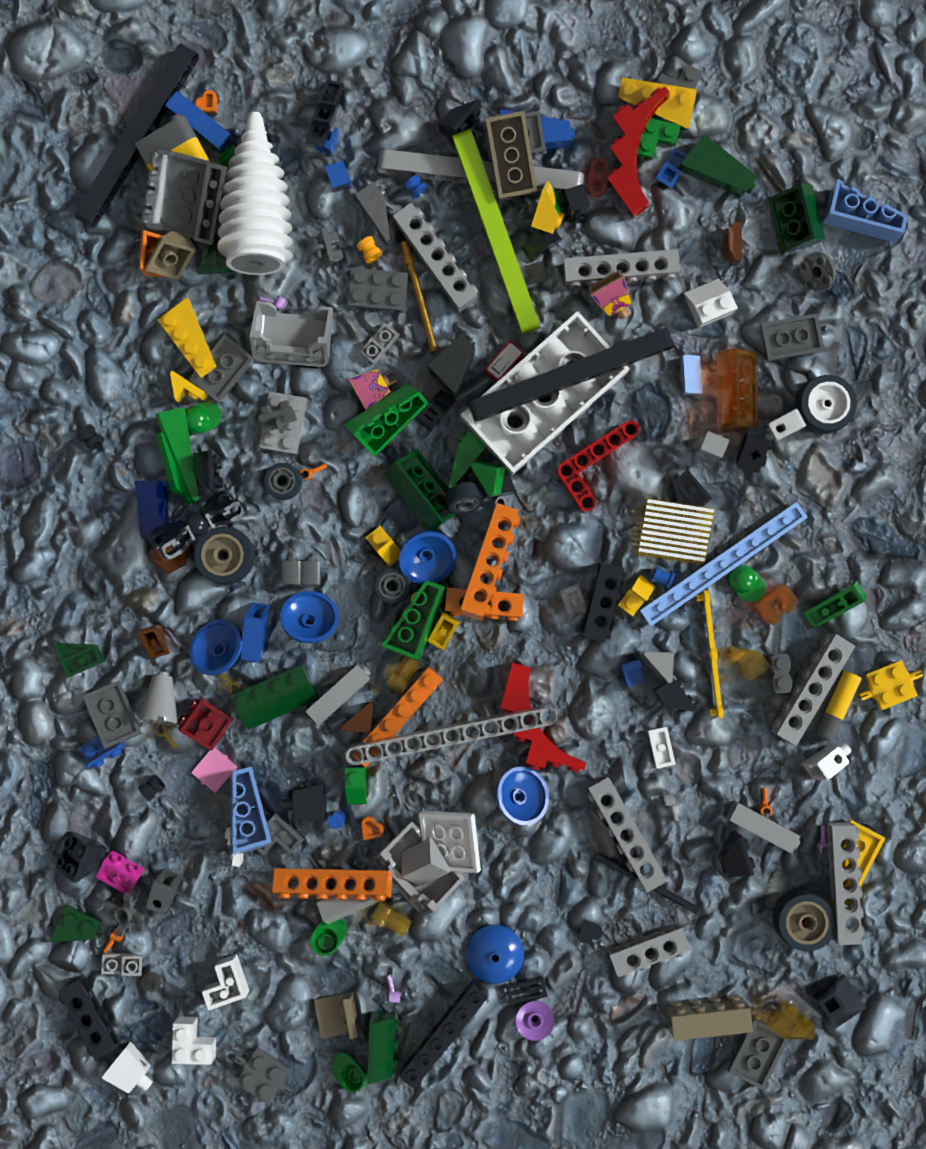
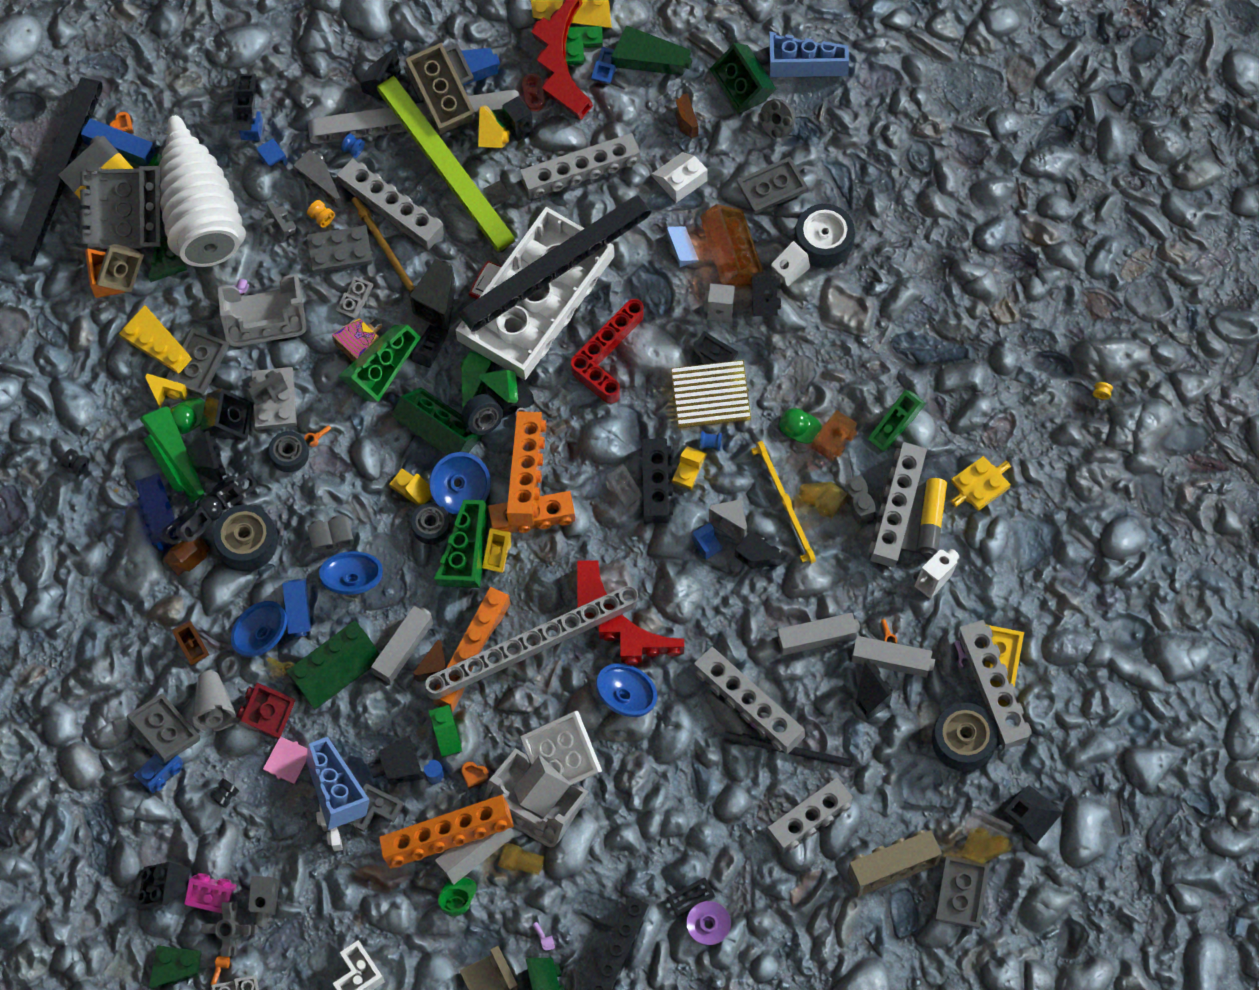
camera: 10 degrees left, 20 degrees down
(78, 657) = (112, 682): dark green wing -> none
(166, 735) = (225, 738): clear yellow hand -> none
(236, 430) = (226, 415): none -> black slope
(401, 677) = (464, 611): clear yellow piece -> none
(492, 941) = (643, 883): blue dish -> none
(540, 243) = (493, 164): black slope -> none
(589, 931) = (740, 816): black tile -> none
(612, 295) = (579, 190): torso -> none
(661, 747) = (760, 607): white plate -> none
(669, 800) = (787, 658): light grey hand -> none
(704, 787) = (818, 633): none -> light grey brick
(723, 564) = (768, 413): light blue plate -> none

